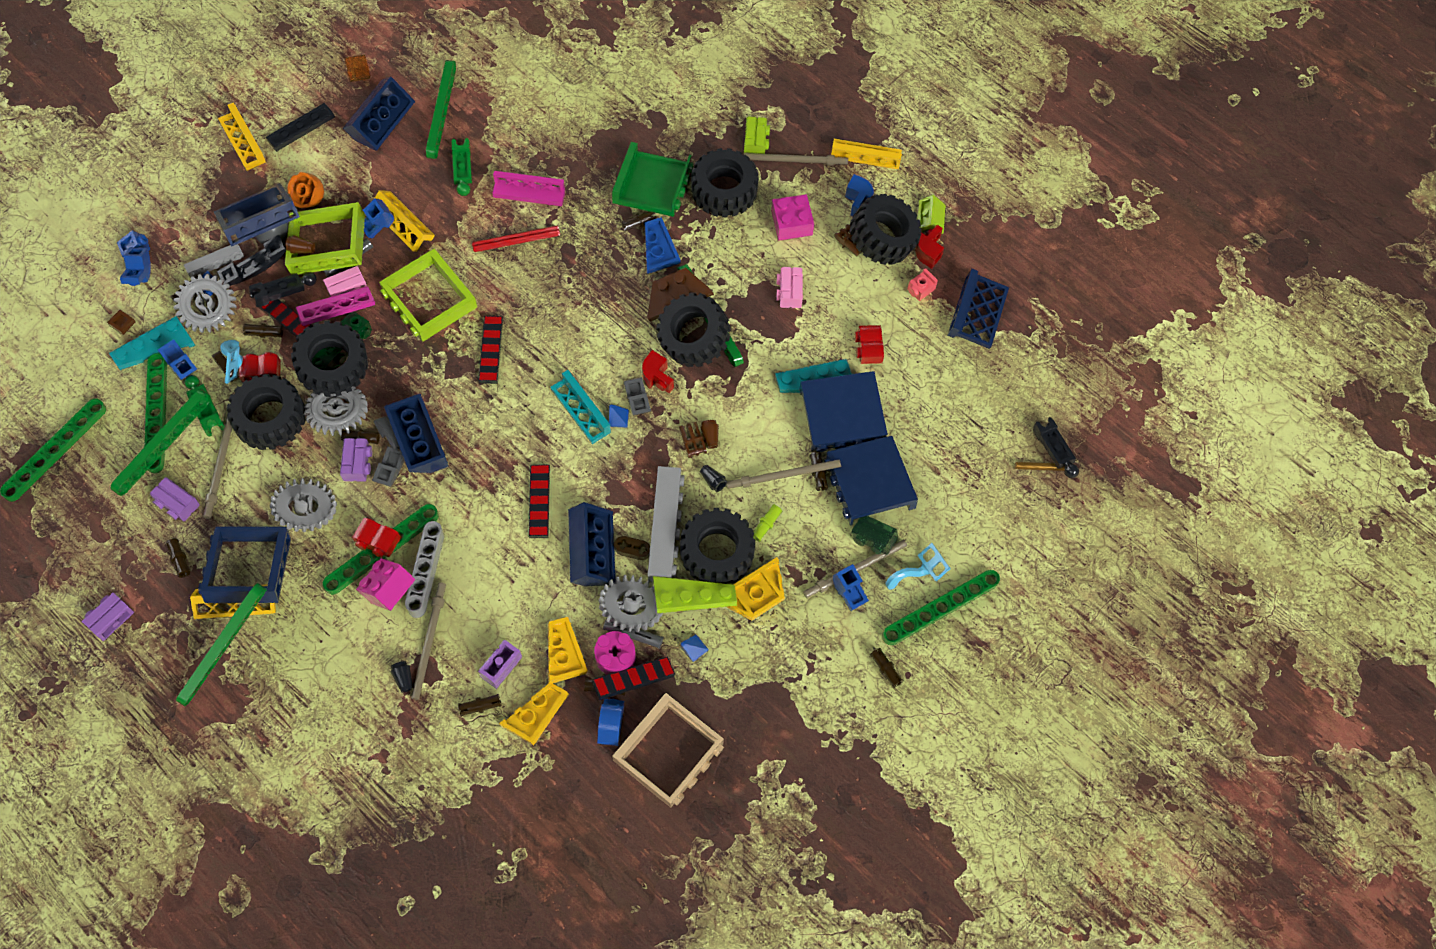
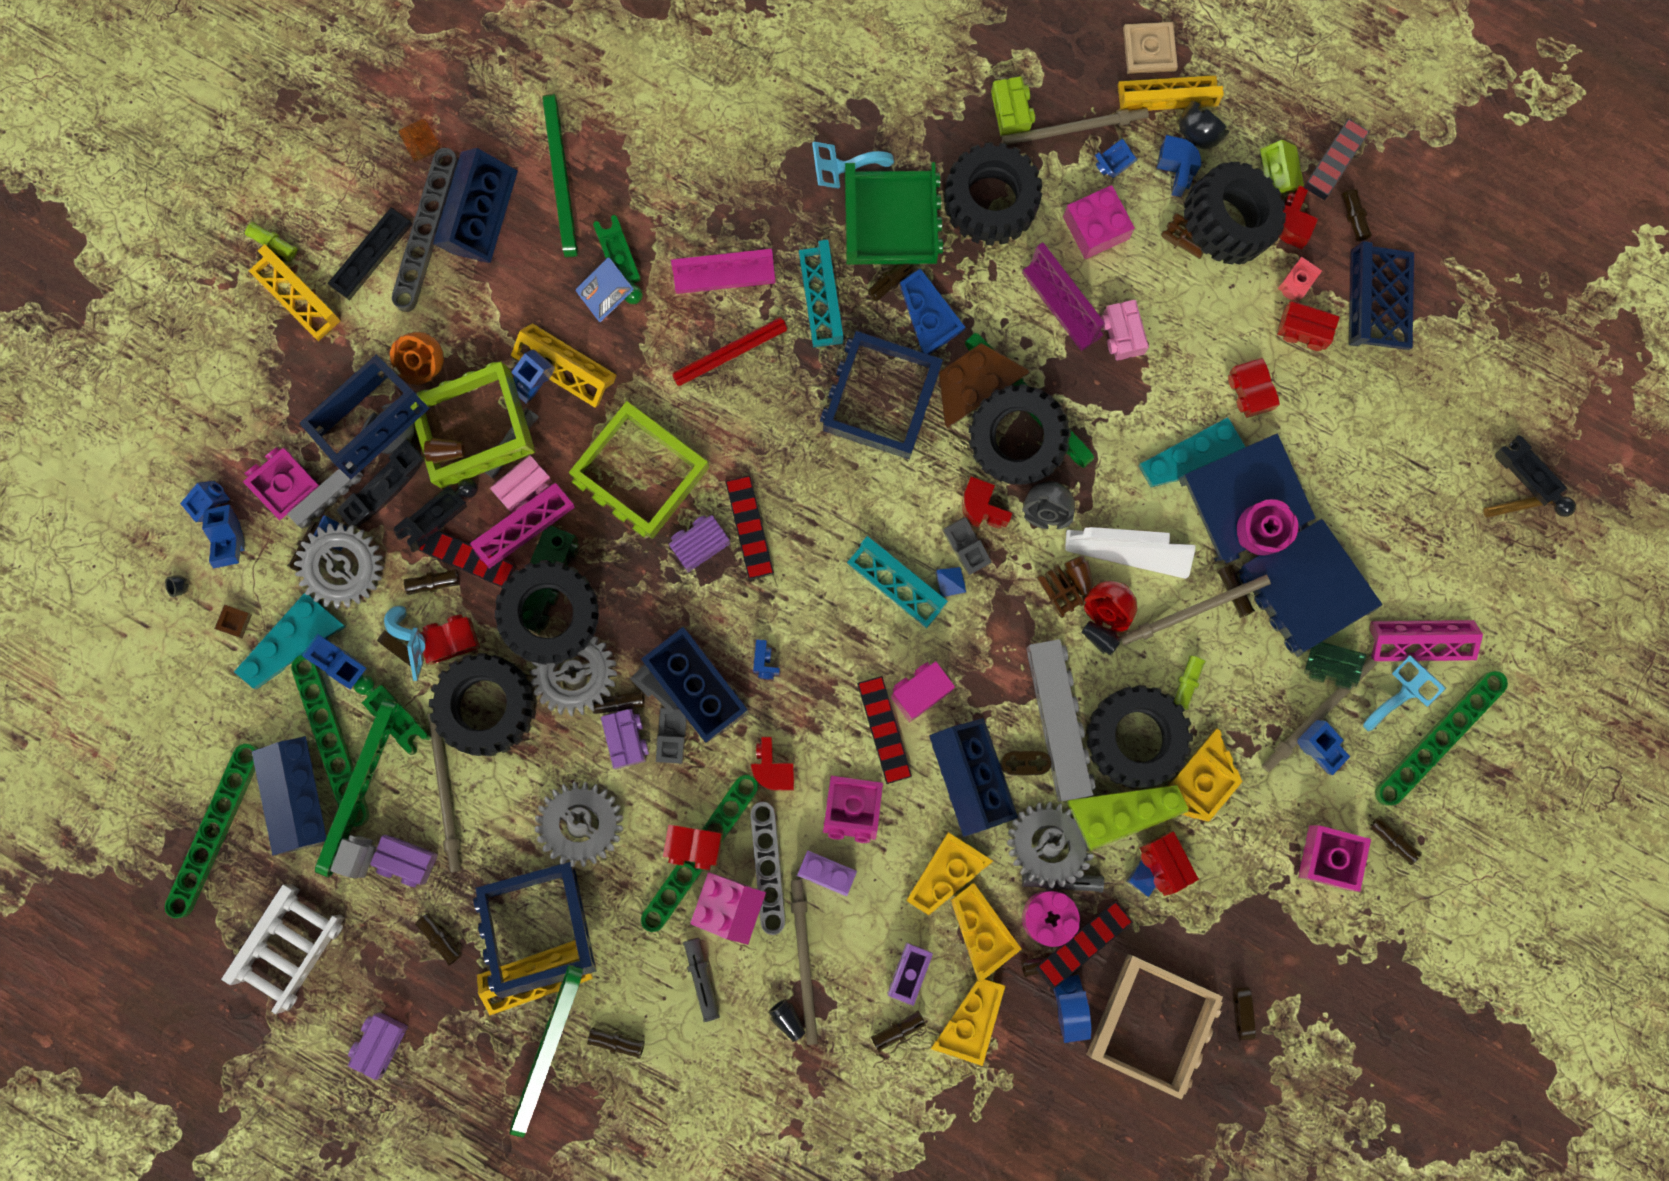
camera: 15 degrees left, 15 degrees up
(54, 525) = (256, 947): none -> white fence
(93, 291) = (175, 585): none -> black hinge
(114, 437) = (289, 796): none -> dark blue slope
(139, 485) = (353, 857): none -> light grey brick
(186, 244) = (280, 482): none -> dark pink plate
(240, 104) = (271, 240): none -> lime pin
(275, 659) = (616, 1043): none -> dark brown pin
(333, 125) = (426, 241): none -> dark grey beam
(351, 626) = (700, 976): none -> dark grey pin
(445, 181) = (604, 289): none -> sticker
(449, 508) = (769, 775): none -> red brick
(452, 349) = (699, 542): none -> medium lavender brick
(465, 582) = (827, 873): none -> medium lavender brick
(468, 434) = (763, 656): none -> blue bracket
(498, 545) = (853, 809): none -> dark pink plate
(551, 605) = (946, 873): none -> yellow wing
(572, 477) = (922, 691): none -> dark pink brick
(594, 220) = (829, 288): none -> teal fence
(631, 305) = (844, 369): none -> dark blue window
(658, 146) = (838, 166): none -> medium azure piece
(701, 382) = (1050, 505): none -> dark grey cylinder
(712, 638) = (1168, 864): none -> red brick
(725, 456) = (1112, 604): none -> red cylinder
(737, 760) = (1244, 1013): none -> dark brown beam
(753, 257) = (1063, 298): none -> magenta fence
(754, 426) = (1133, 548): none -> white wedge
(816, 183) = (1115, 159): none -> blue bracket
(835, 665) = (1334, 858): none -> dark pink brick
(842, 435) = (1277, 517): none -> dark pink brick
(862, 124) = (1150, 47): none -> tan tile
(880, 175) = (1201, 128): none -> black cylinder
(919, 314) = (1308, 326): none -> red brick
(948, 531) = (1428, 635): none -> dark pink fence
(968, 216) = (1336, 159): none -> tile
(974, 254) = (1356, 215): none -> dark brown pin

